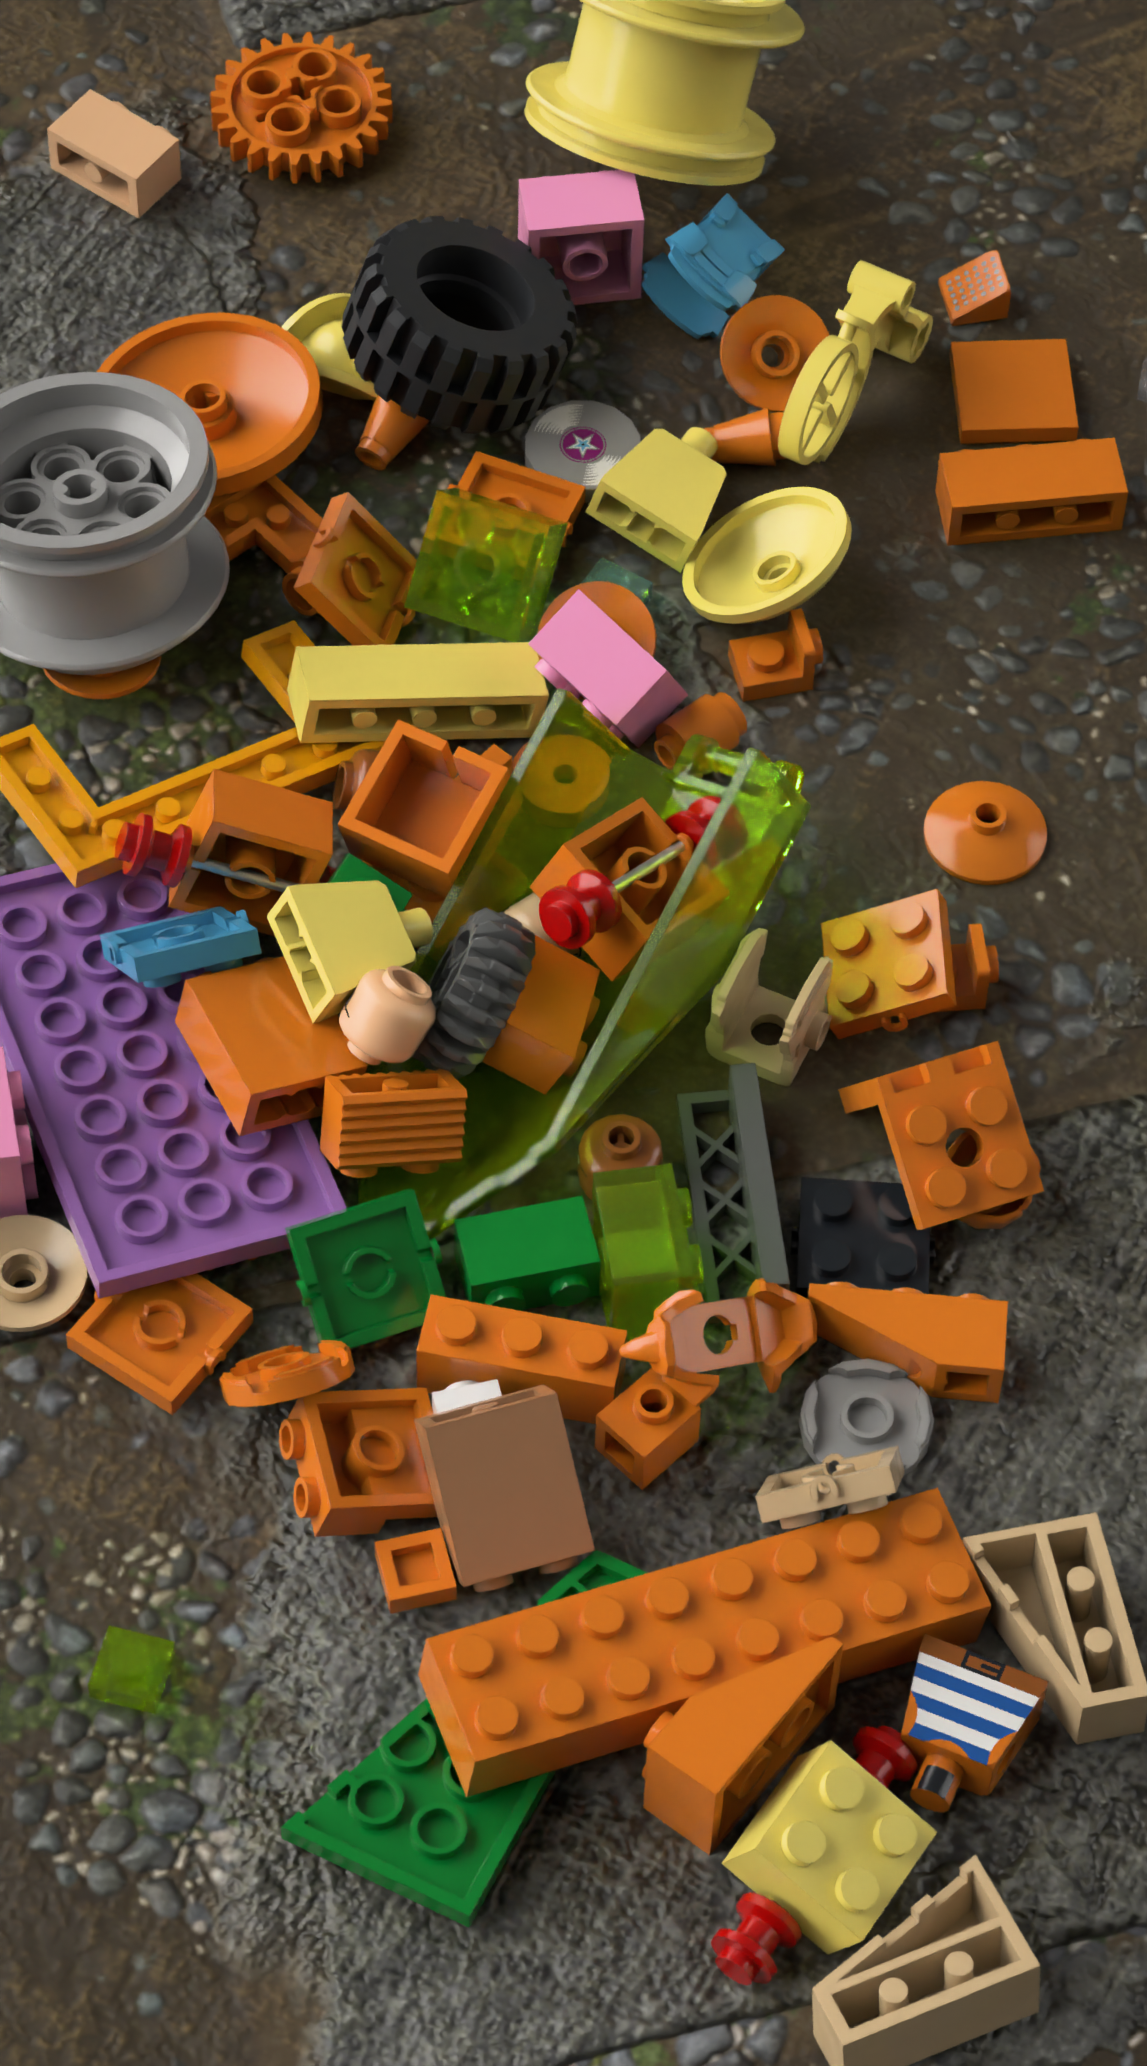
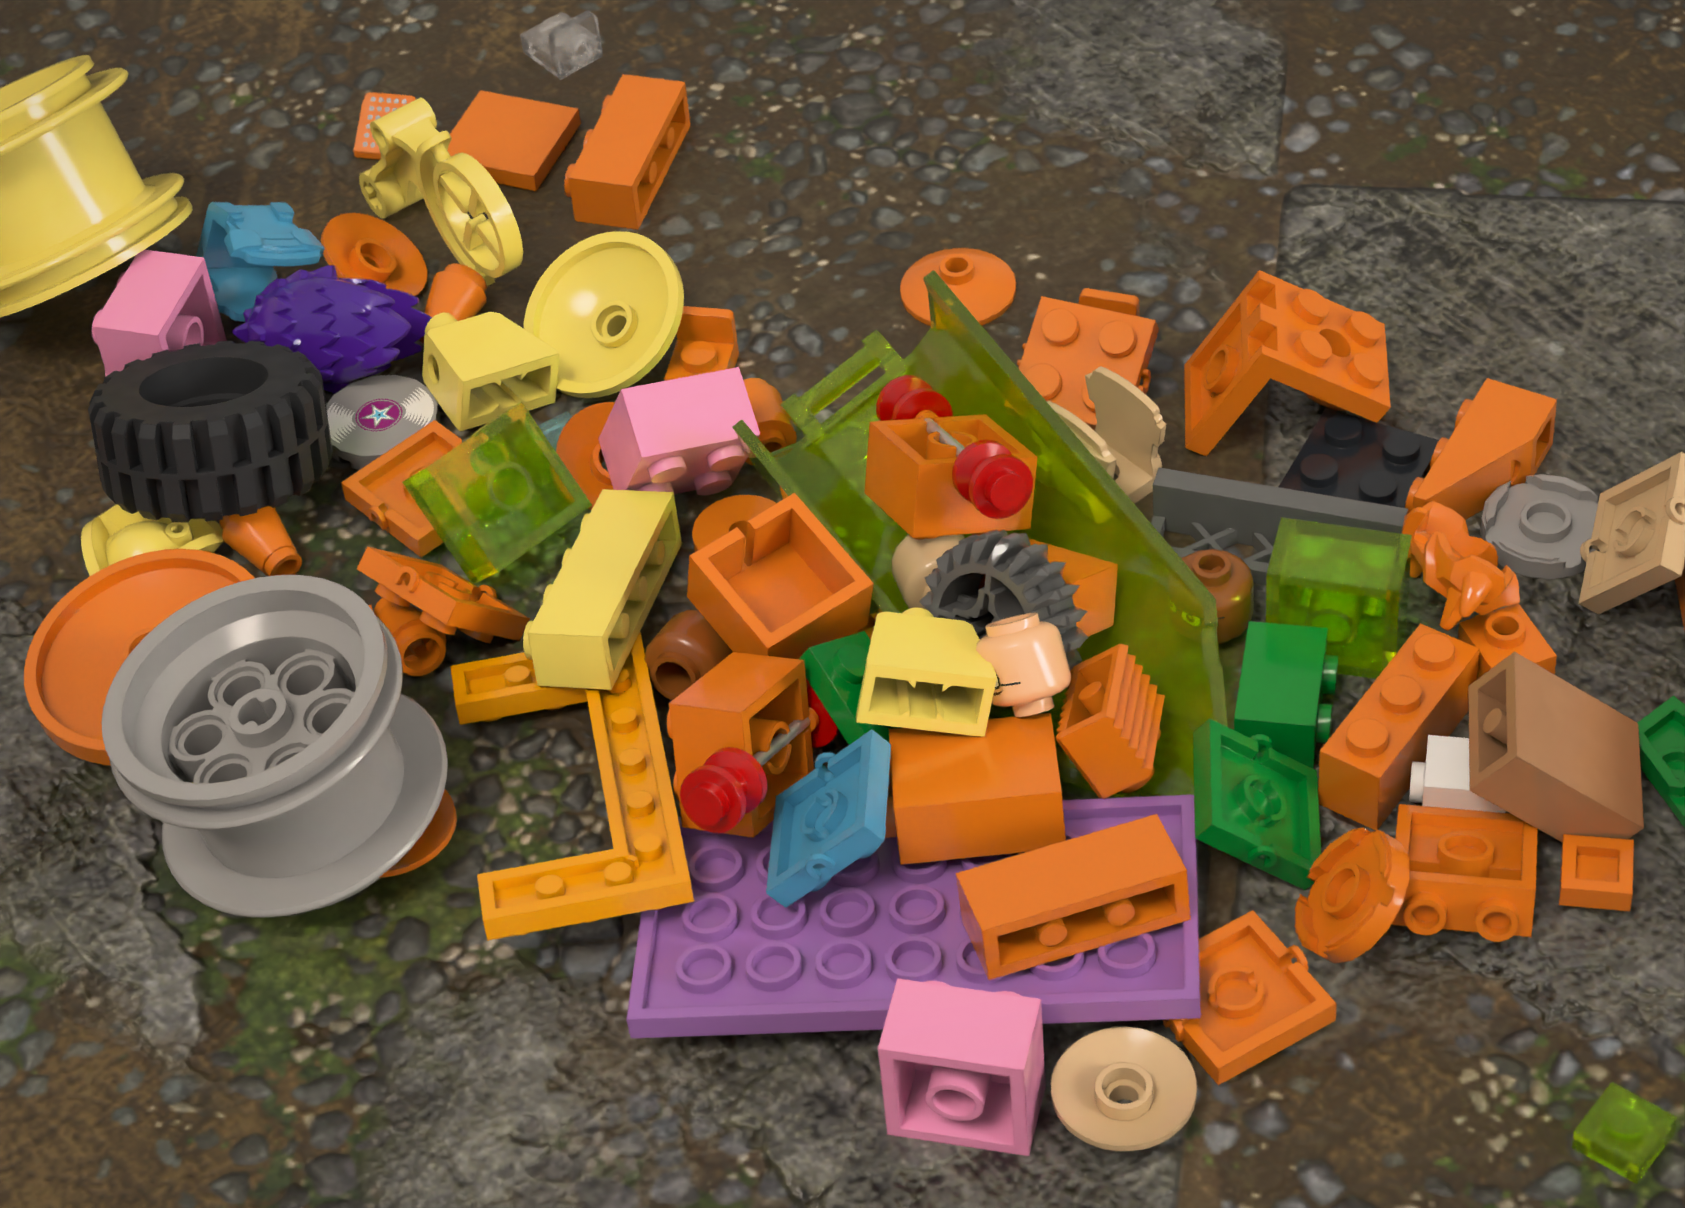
camera: 60 degrees left, 10 degrees down
(163, 1150) = (1073, 896): none -> orange brick
(653, 360) = (338, 323): none -> dark purple head

